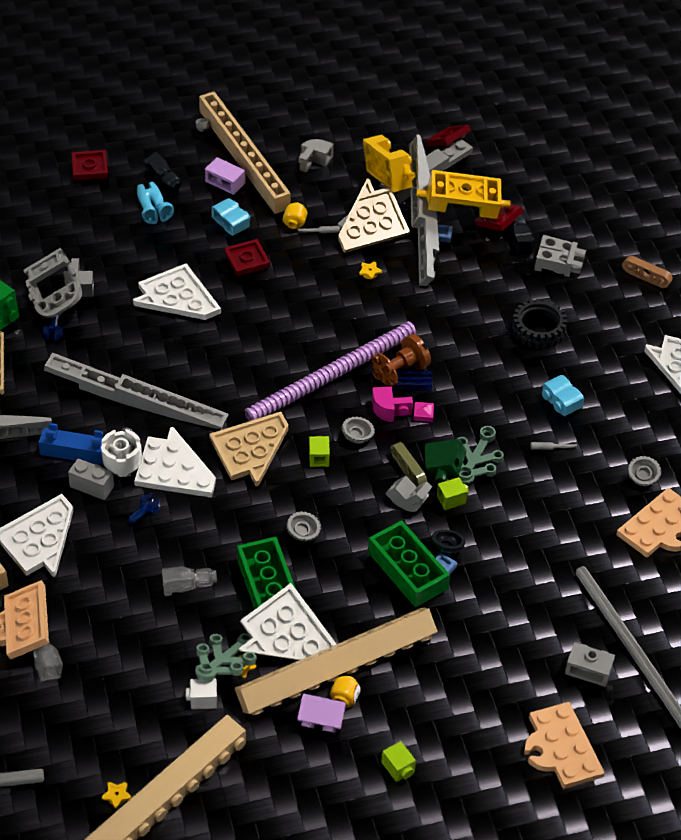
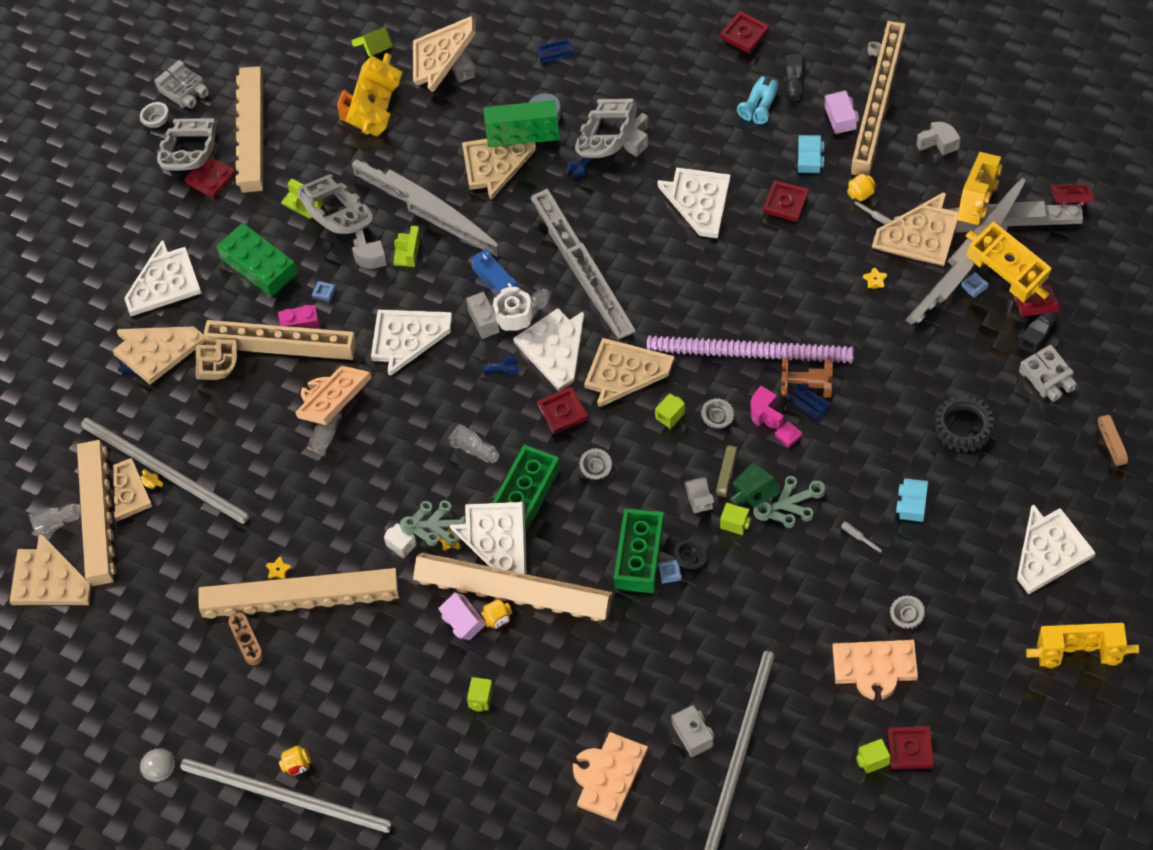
camera: 50 degrees right, 10 degrees up
(232, 506) = (562, 410): none -> dark red plate

